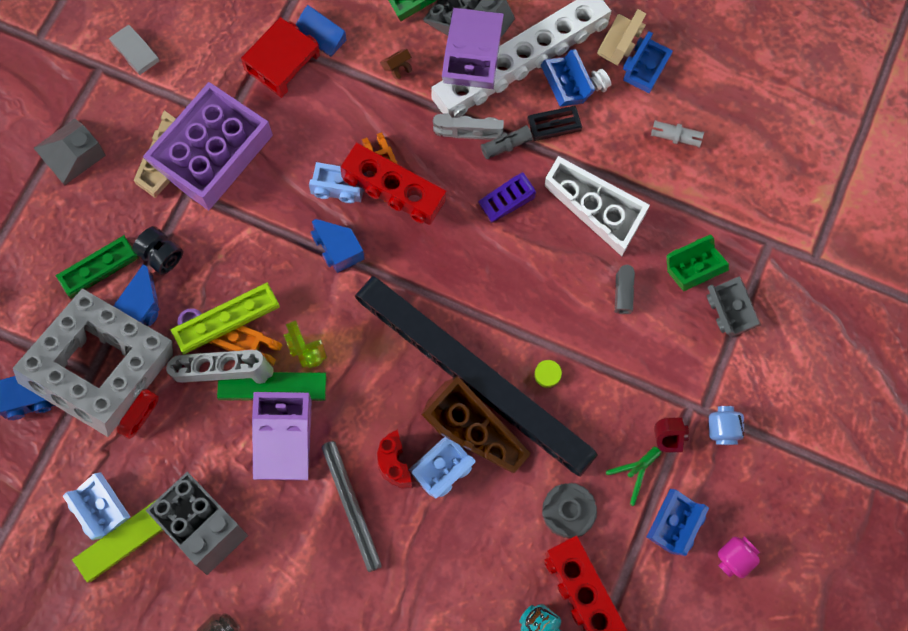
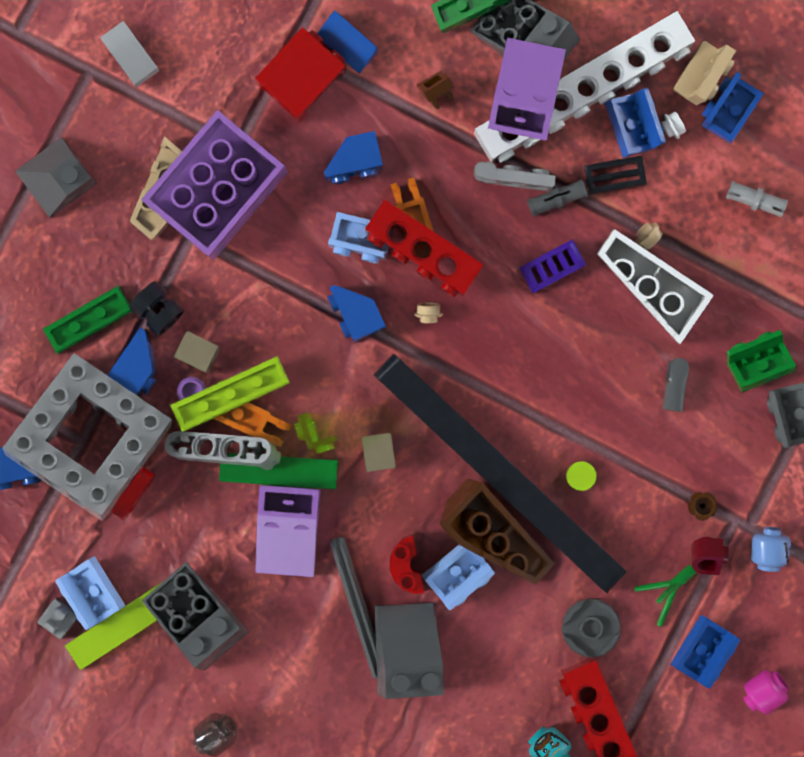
camera: 15 degrees right, 15 degrees up
(66, 535) = (57, 618): none -> light grey tile
(195, 286) = (197, 352): none -> dark tan panel
(329, 119) = (355, 157): none -> blue slope
(362, 362) = (378, 452): none -> dark tan panel
(399, 541) = (408, 651): none -> dark grey slope
(401, 241) = (428, 312): none -> tan plate
(589, 165) = (648, 235): none -> tan plate
(665, 388) = (710, 505): none -> reddish brown plate

